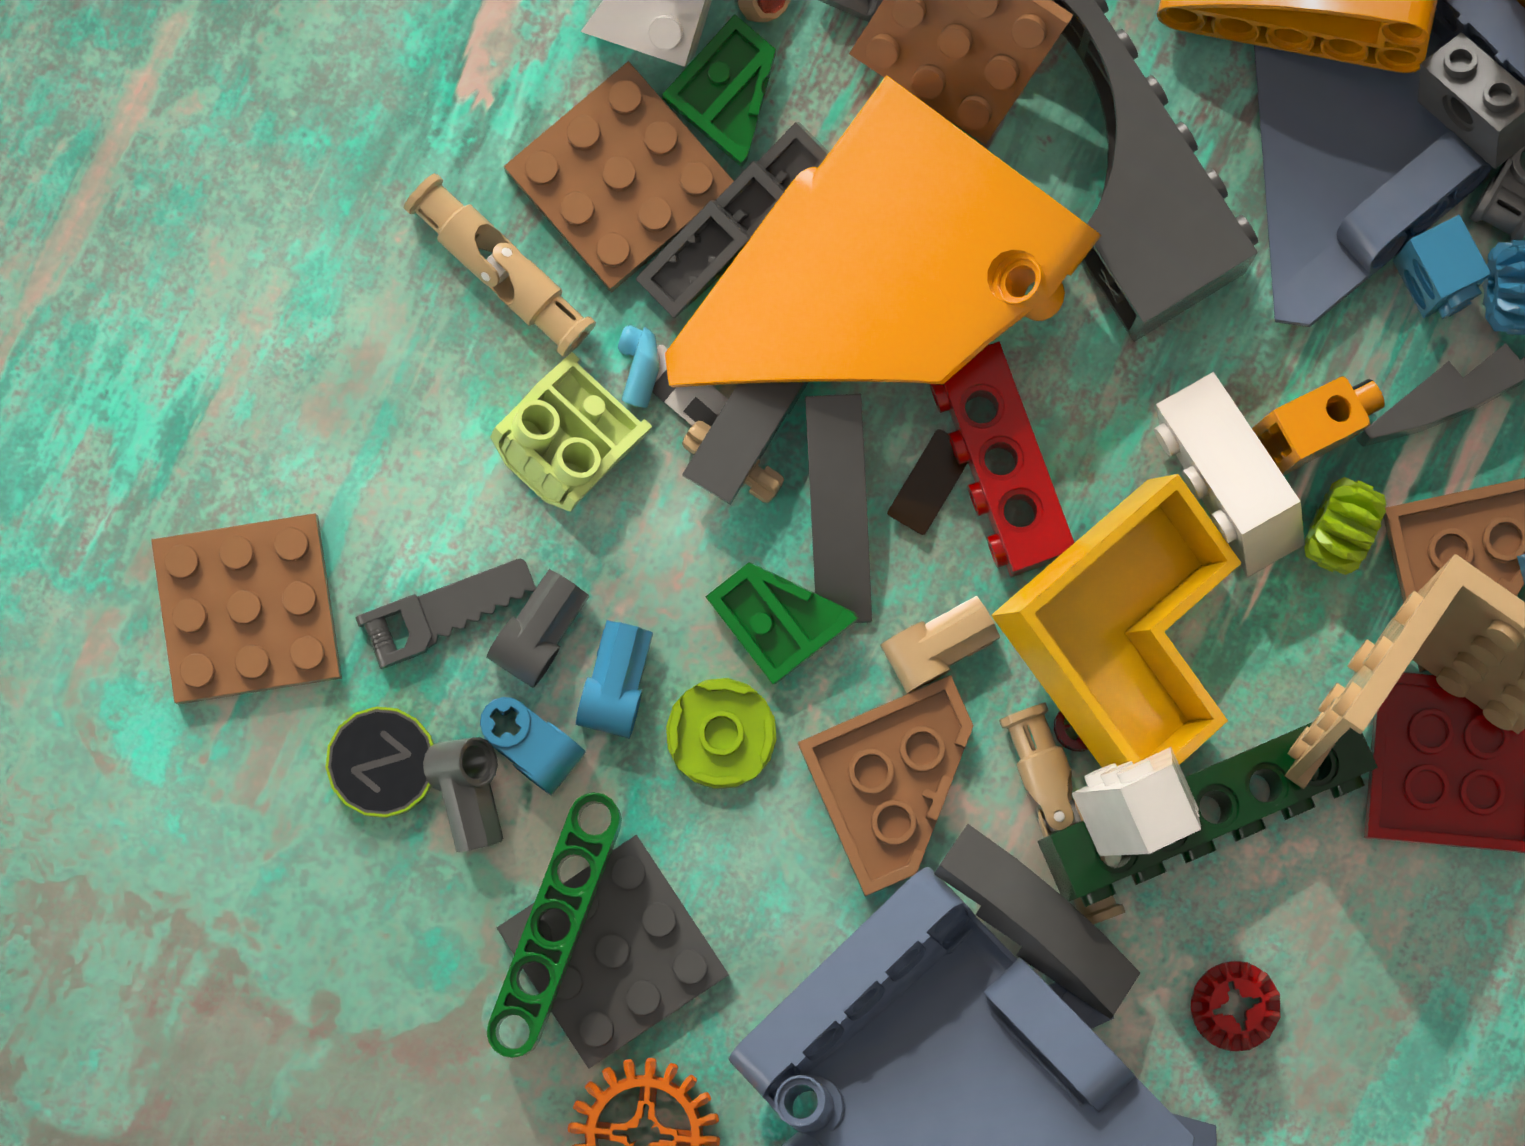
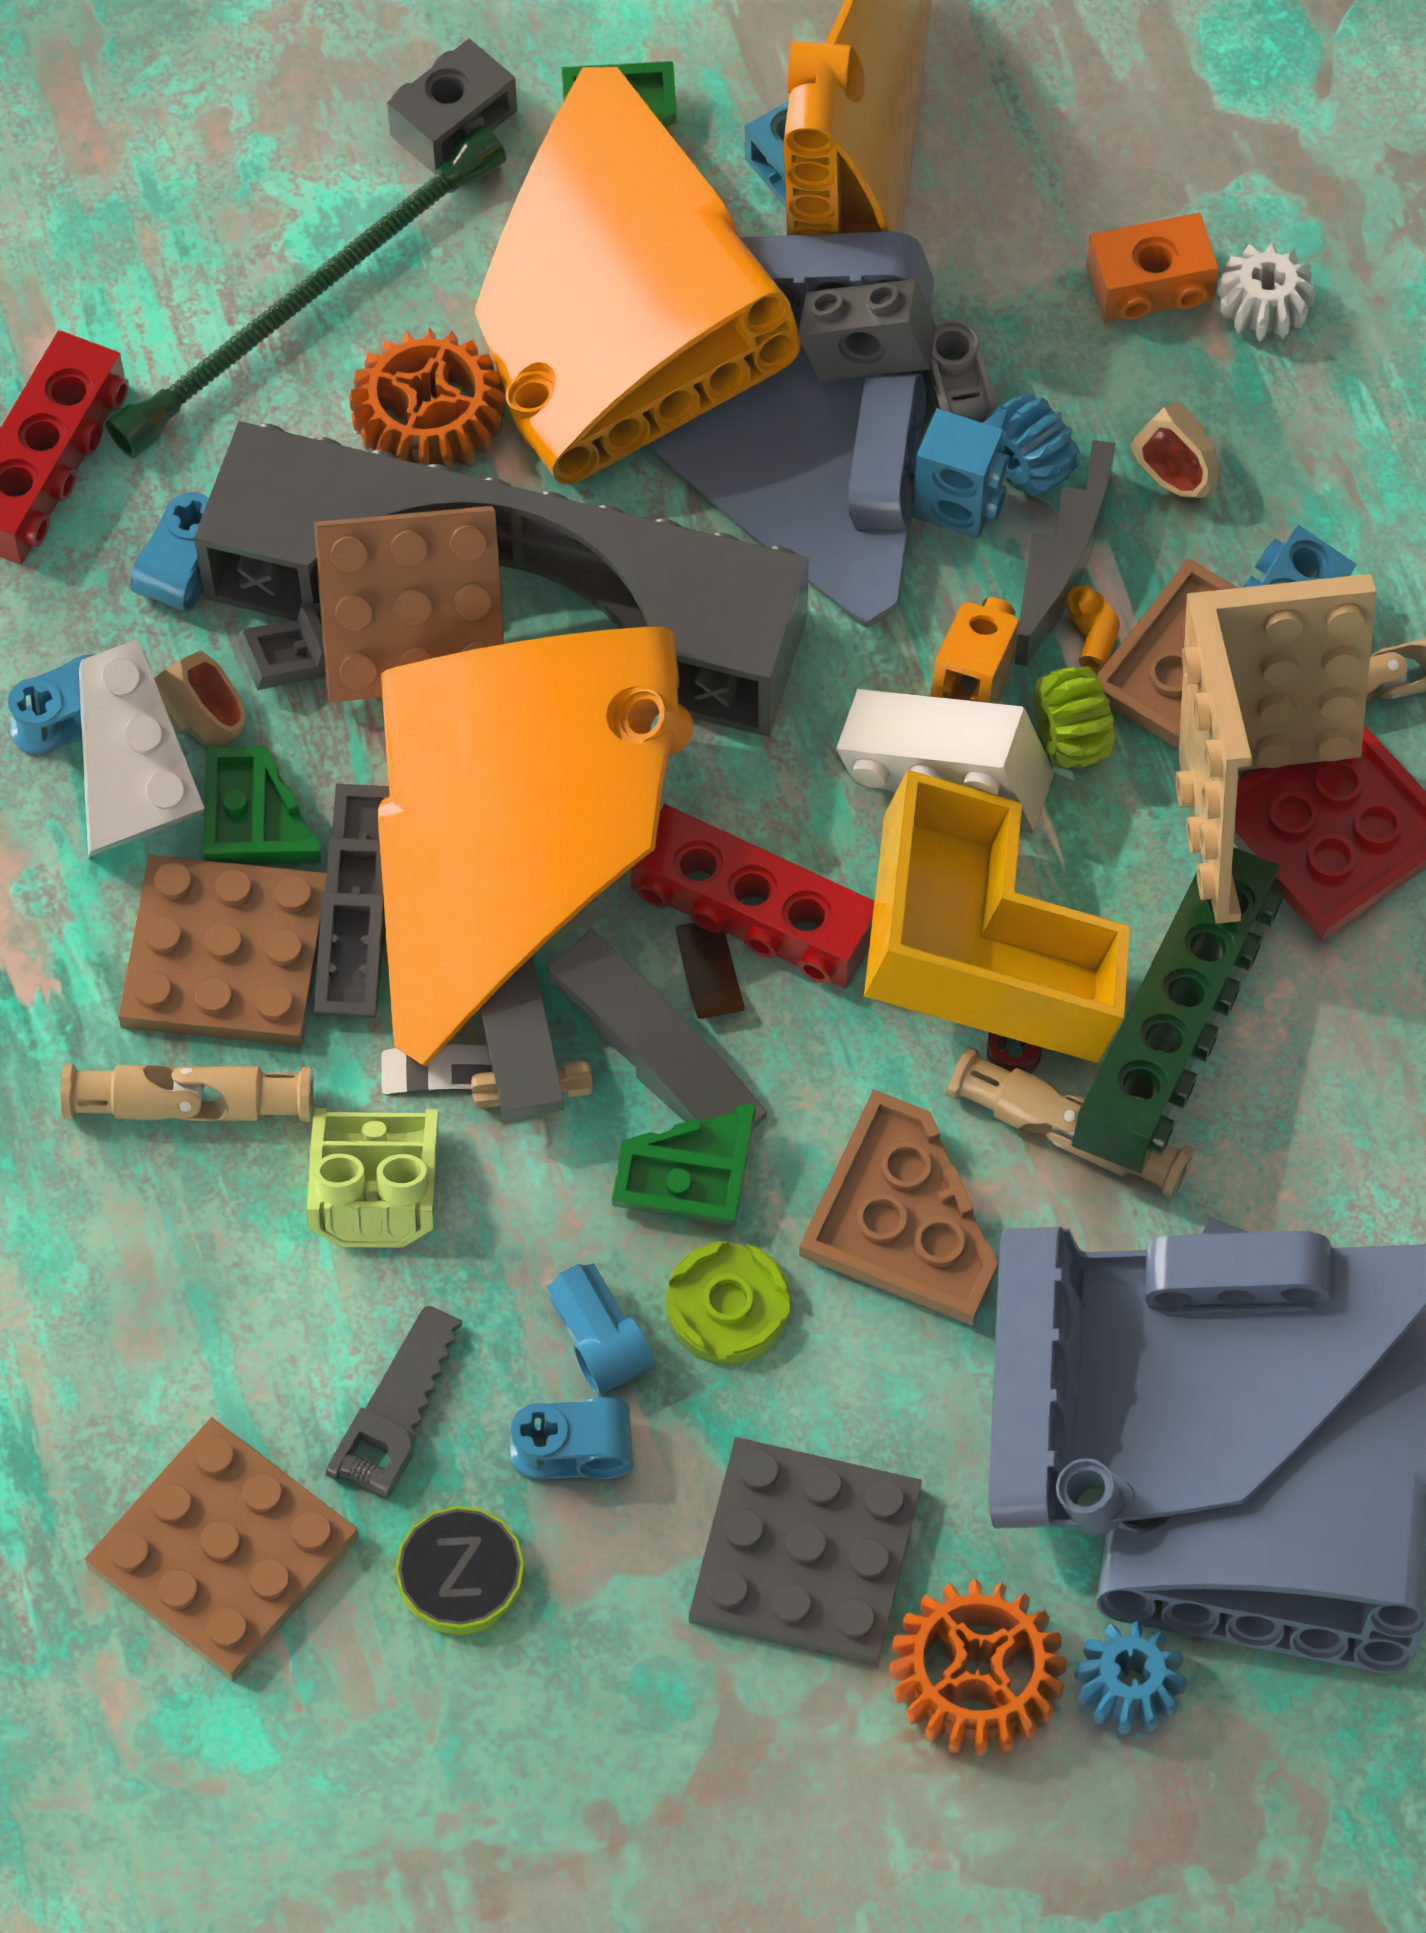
camera: 45 degrees left, 20 degrees down
(464, 776) = (542, 1512): dark grey piece -> none
(531, 640) = (495, 1357): dark grey piece -> none
(533, 945) = (744, 1580): green beam -> none
(644, 366) = (383, 1067): medium azure arm -> none
(928, 649) = (837, 1087): tan piece -> none
(1040, 920) = (1133, 1196): dark grey slope -> none
(1138, 805) = (1127, 1003): white wedge -> none
(1212, 992) = (1362, 1174): red gear -> none
(1439, 462) = (1096, 622): none -> light orange arm

